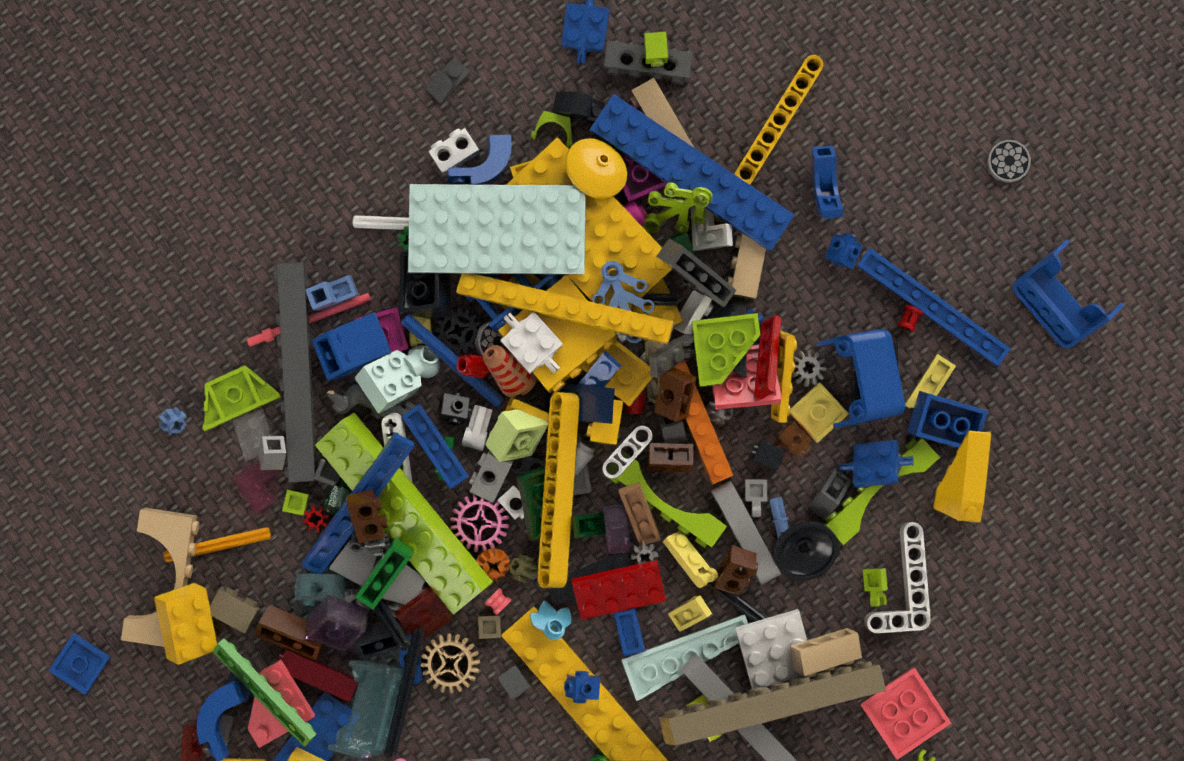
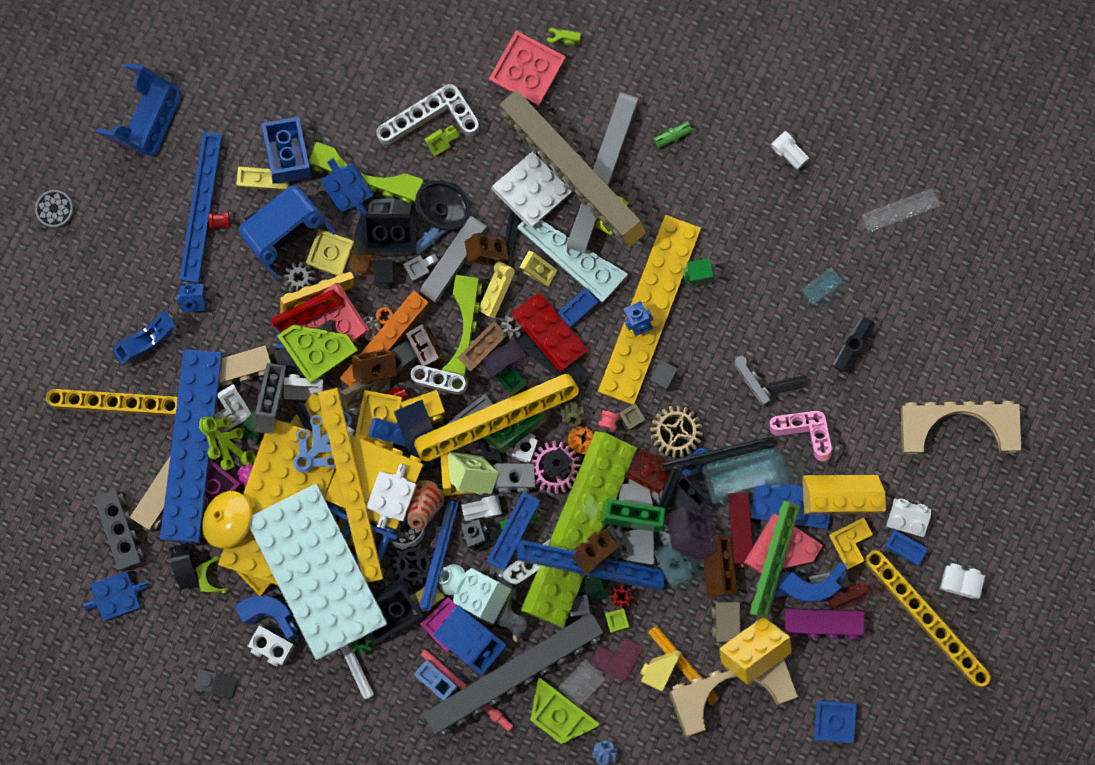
camera: 105 degrees left, 5 degrees down
(181, 706) = (824, 623): none -> magenta brick
(222, 518) = (659, 670): none -> light yellow slope
(272, 452) = (587, 657): light grey brick -> none
(472, 366) = (434, 535): red brick -> none
(486, 525) = (560, 457): none -> black brick
(549, 618) = (602, 371): medium azure plate -> none
(584, 454) = (459, 412): light grey cone -> none
(656, 48) = (106, 526): lime brick -> none
(671, 355) = (345, 384): flat silver hinge -> none
(729, 428) = (378, 315): none -> orange bush
(805, 476) = (385, 234): none -> black slope
(825, 652) = (512, 150): tan brick -> none
(964, 484) = (328, 112): yellow wedge -> none

